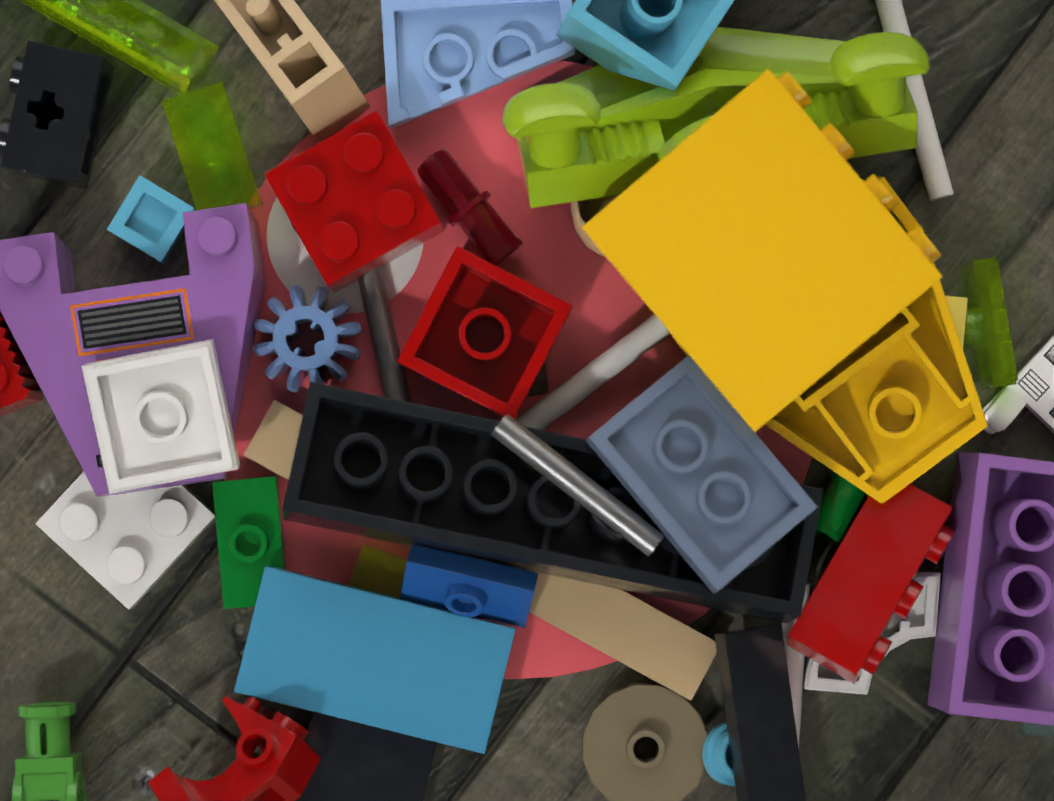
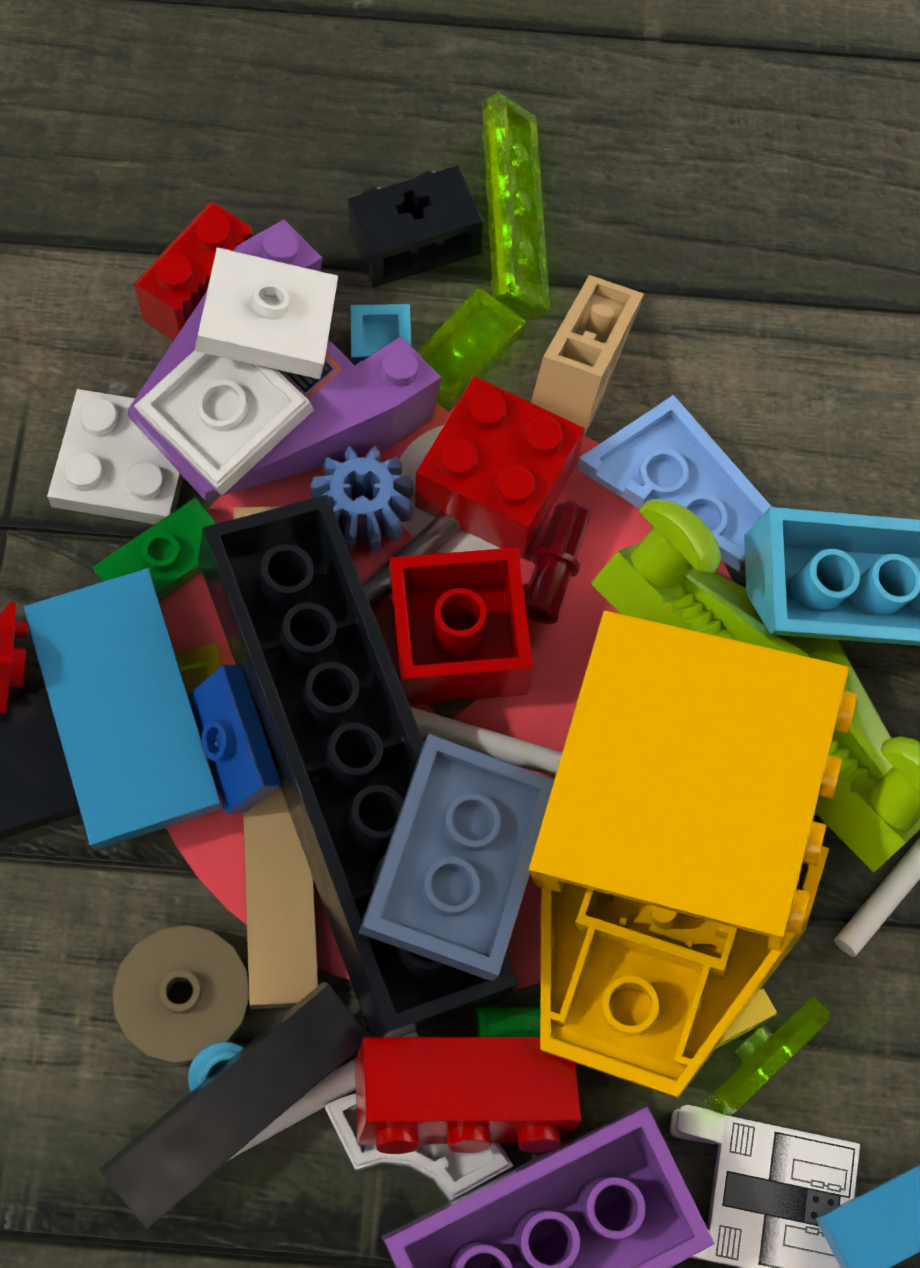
camera: 55 degrees right, 20 degrees down
(98, 324) = (267, 313): none -> white plate
(577, 485) = (380, 758): flat silver bar -> none

